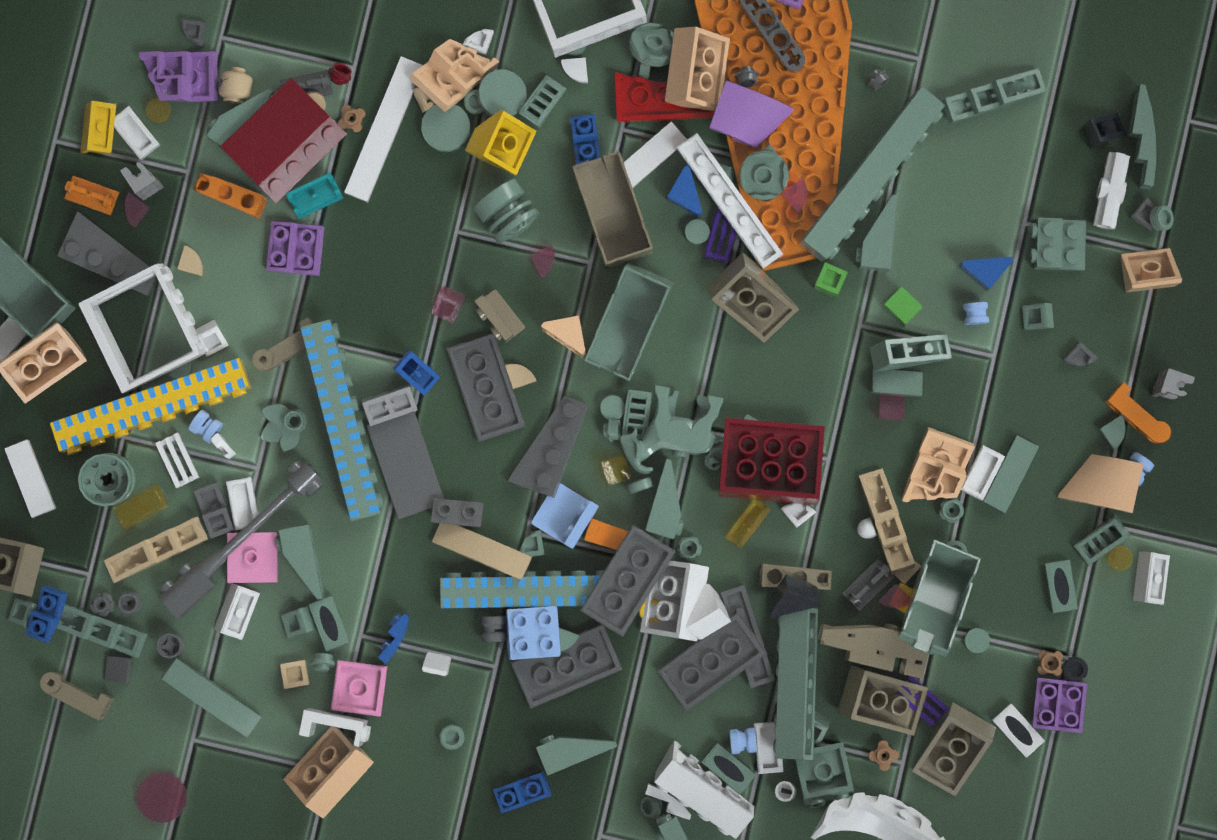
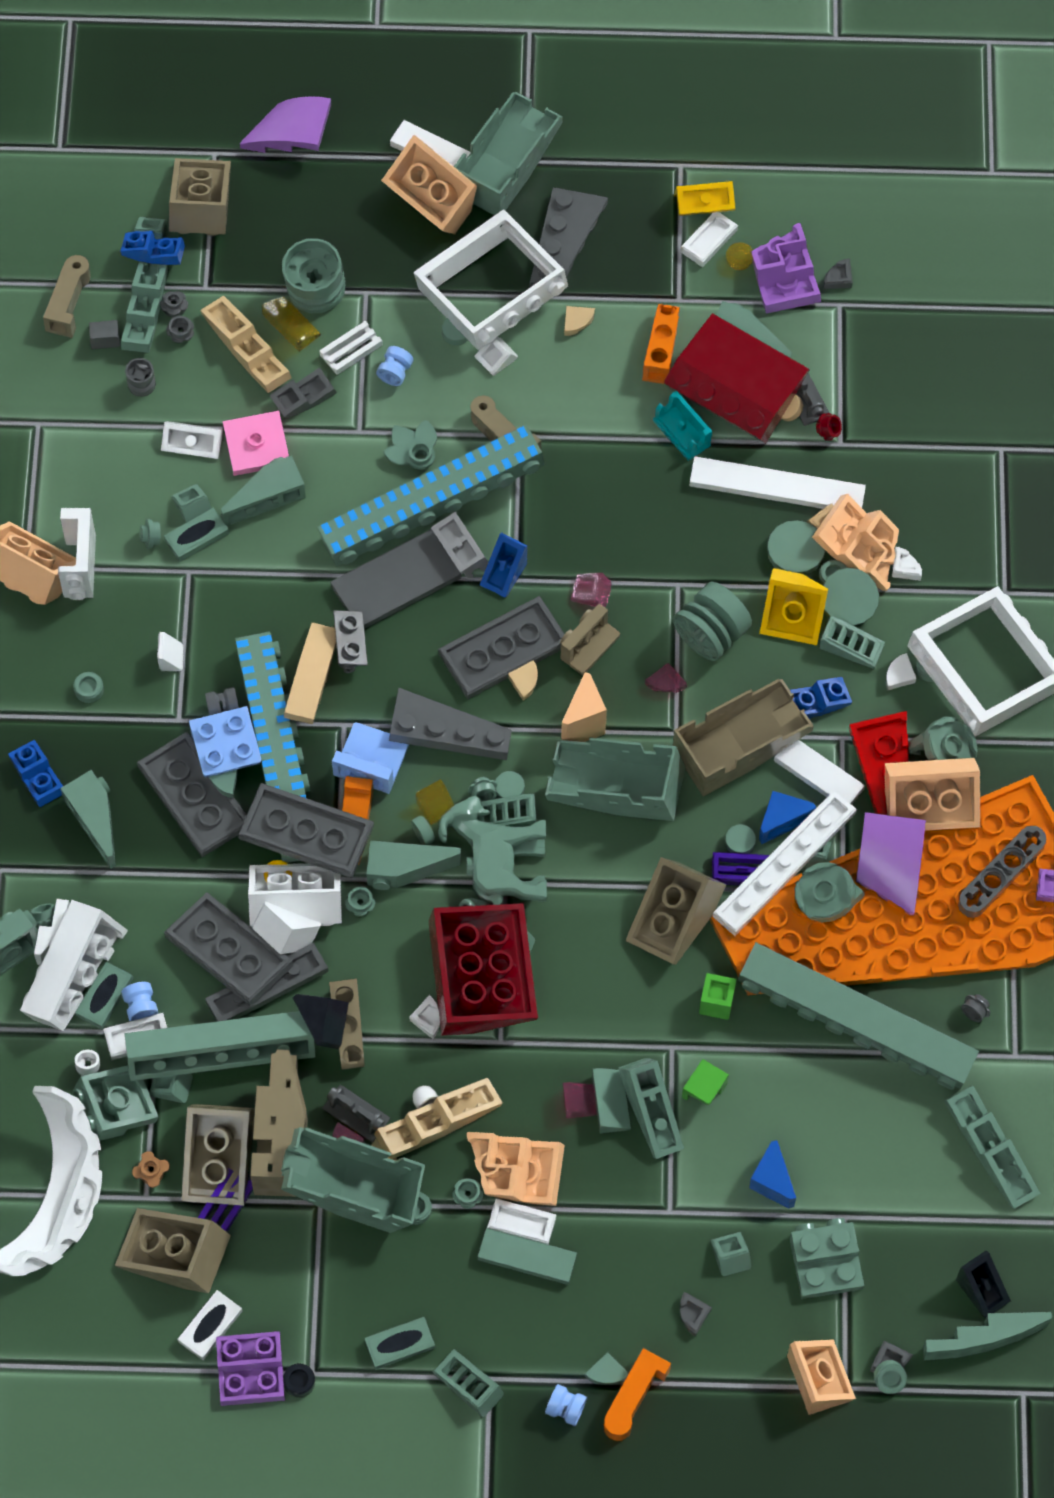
camera: 75 degrees right, 20 degrees down
(30, 478) = (300, 209): white tile -> none
(91, 195) = (629, 207): orange hinge -> none
(134, 209) = (623, 255): clear pink tile -> none
(144, 184) = (651, 247): light grey hinge -> none
(151, 405) = (407, 309): yellow brick -> none
(196, 580) = (219, 389): dark grey bar -> none
(211, 697) = (89, 427): sand green slope -> none
(224, 447) = (381, 385): white tile -> none
(235, 86) = (788, 323): tan head -> none
(242, 501) = (315, 422): white tile -> none
(295, 248) = (618, 420): medium lavender slope -> none
(295, 674) = (131, 510): tan tile -> none
(348, 112) = (778, 456): medium nougat plate -> none
(359, 688) = (127, 577): bright pink plate -> none
(399, 628) = (200, 605): blue slope -> none
(533, 544) = (329, 731): sand green tile -> none
(747, 76) = (938, 852): dark grey plate -> none
(747, 523) = (402, 963): clear yellow slope -> none
(796, 195) = (810, 936): clear pink tile -> none
(878, 244) = (777, 1044): sand green slope -> none
(976, 313) = (717, 1174): light blue wheel -> none
(976, 640) = (312, 1254): sand green tile -> none
(1055, 668) = (294, 1341): medium nougat plate -> none
(1105, 483) = (538, 1367): light nougat slope -> none
(1111, 190) = (909, 1308): white piece -> none
(1120, 558) = (449, 1408): clear yellow plate -> none
(1151, 578) = (432, 1454): white slope -> none
(1169, 382) = (680, 1416): light grey hinge -> none

